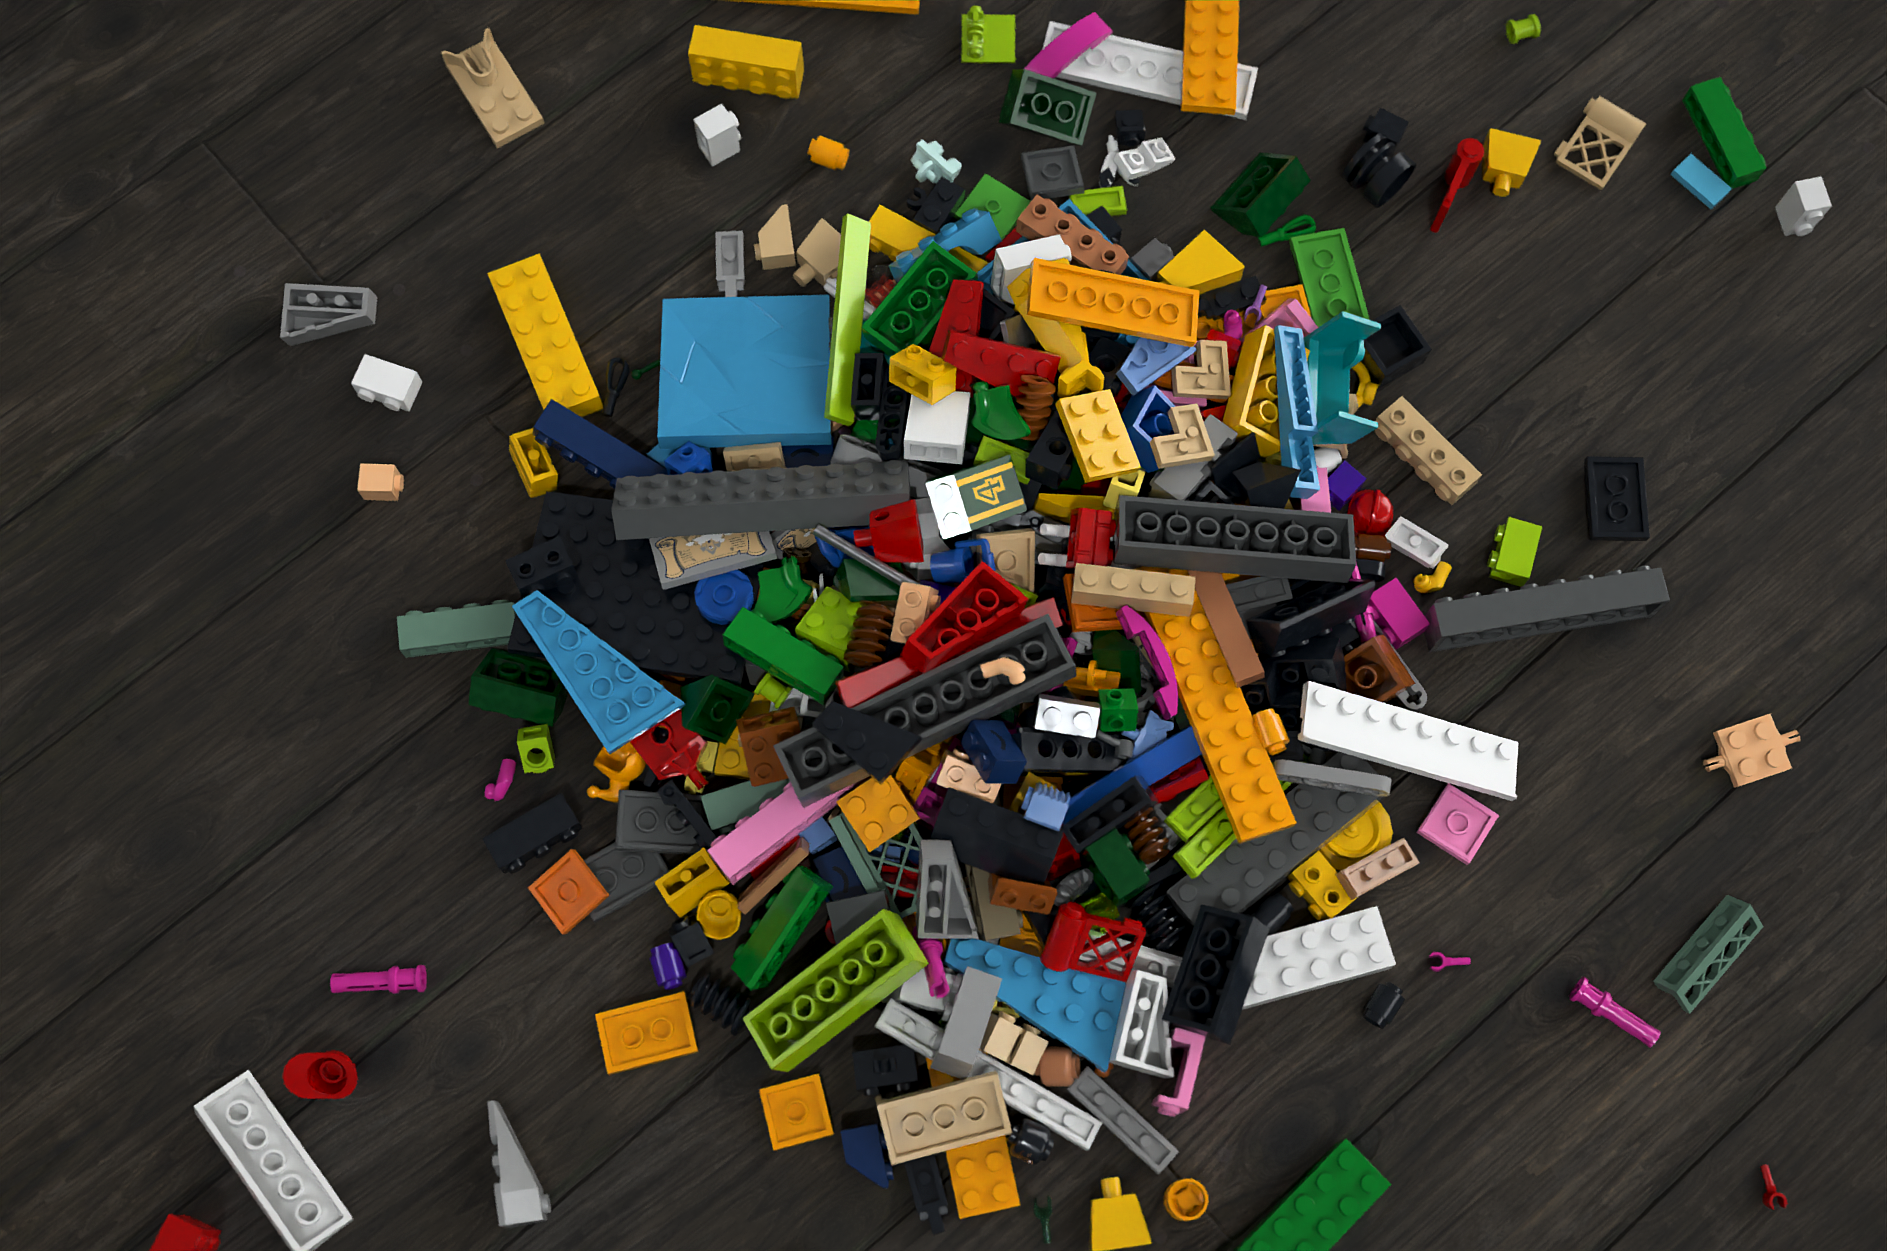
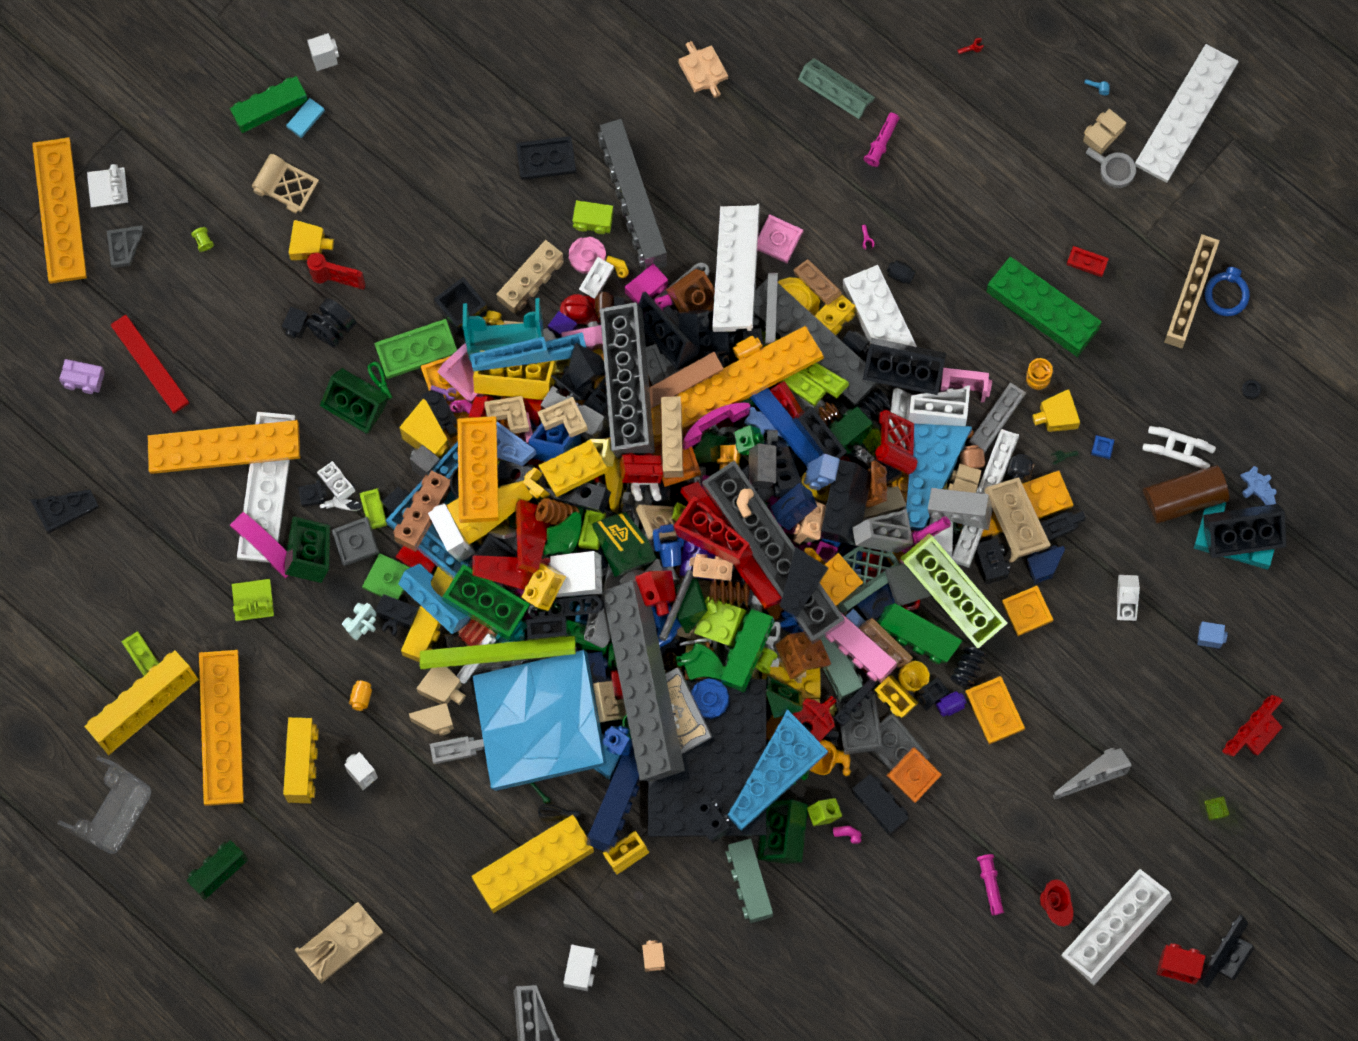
camera: 95 degrees left, 0 degrees up
(1461, 534) = (585, 252): none -> bright pink tile

